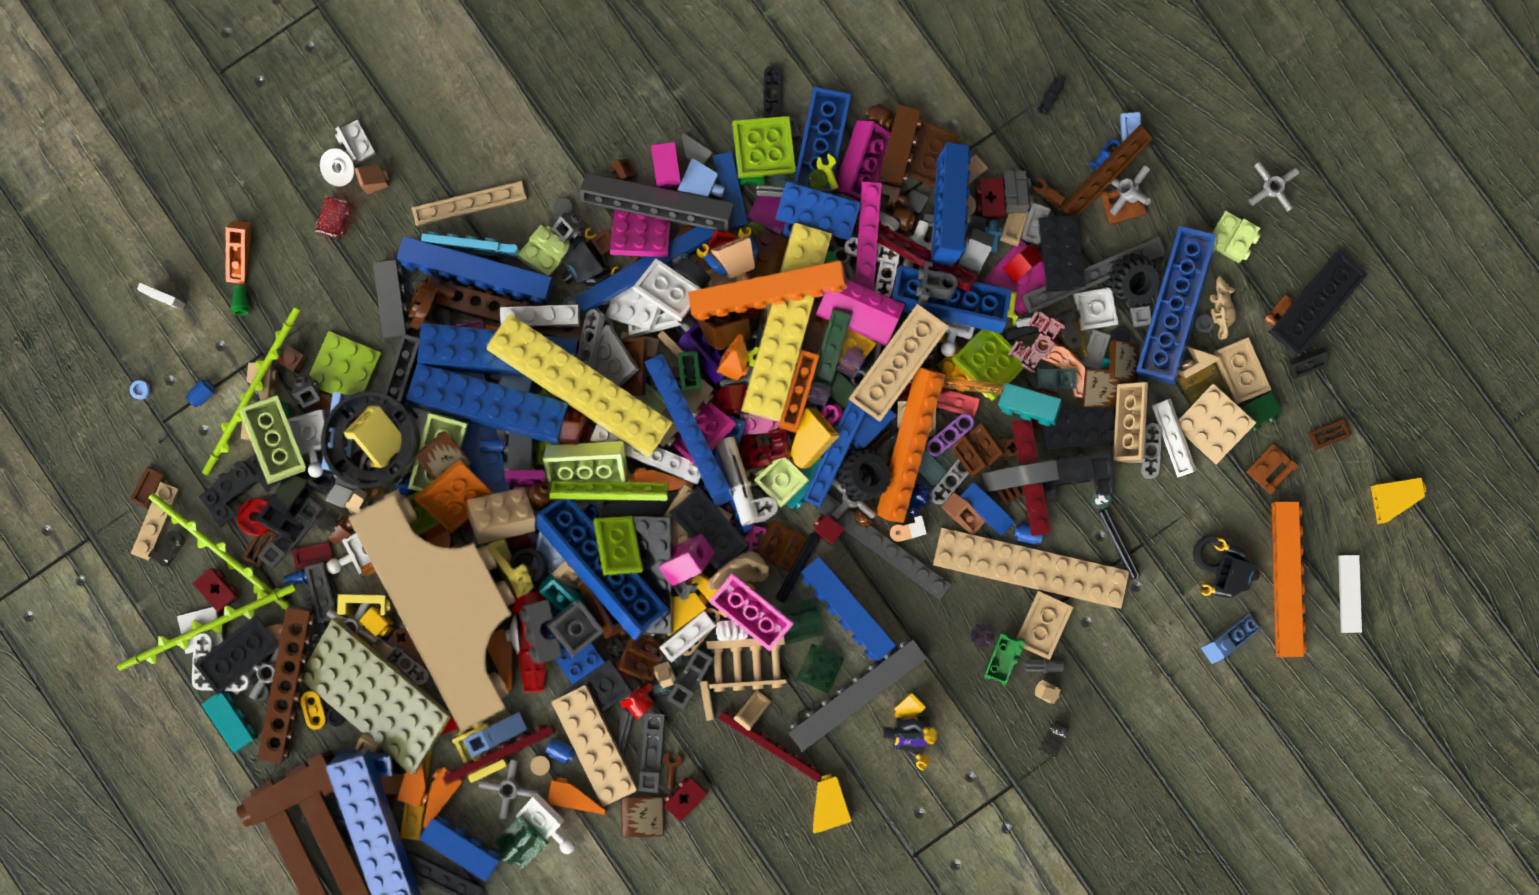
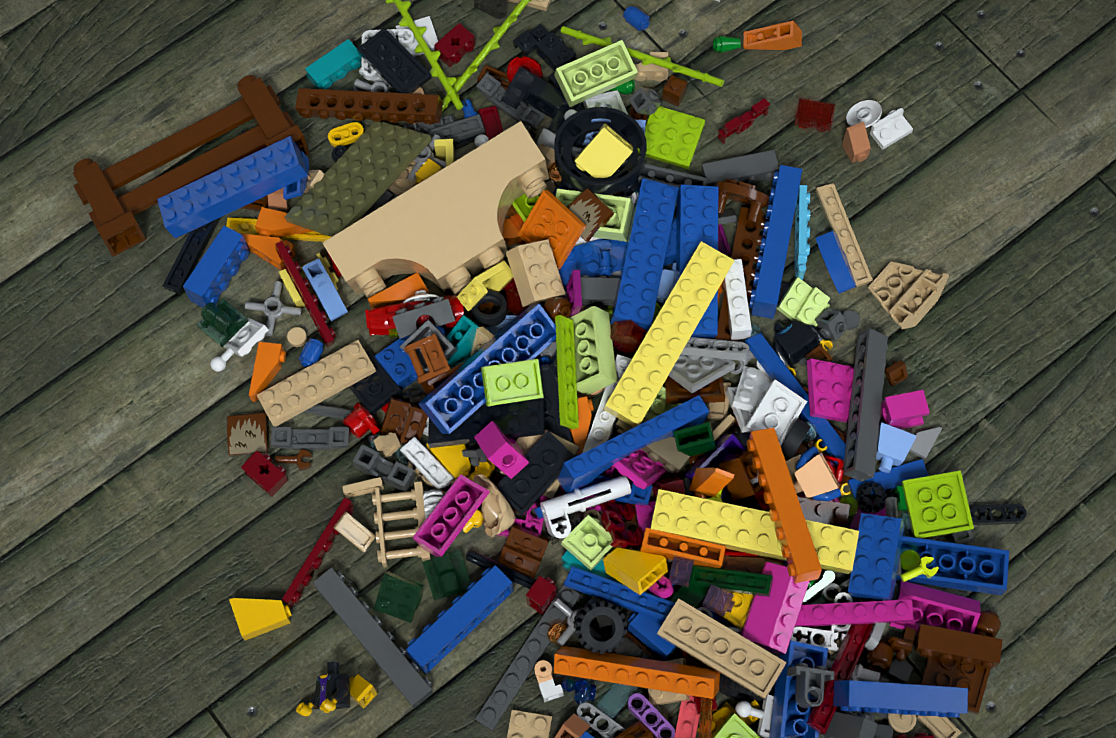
camera: 90 degrees right, 15 degrees down
(338, 296) = (743, 122): none -> dark red piece
(501, 214) = (836, 261): none -> blue slope
(539, 149) = (907, 292): none -> tan wedge
(588, 622) = (433, 356): none -> dark orange plate
(742, 213) = (865, 503): none -> black gear

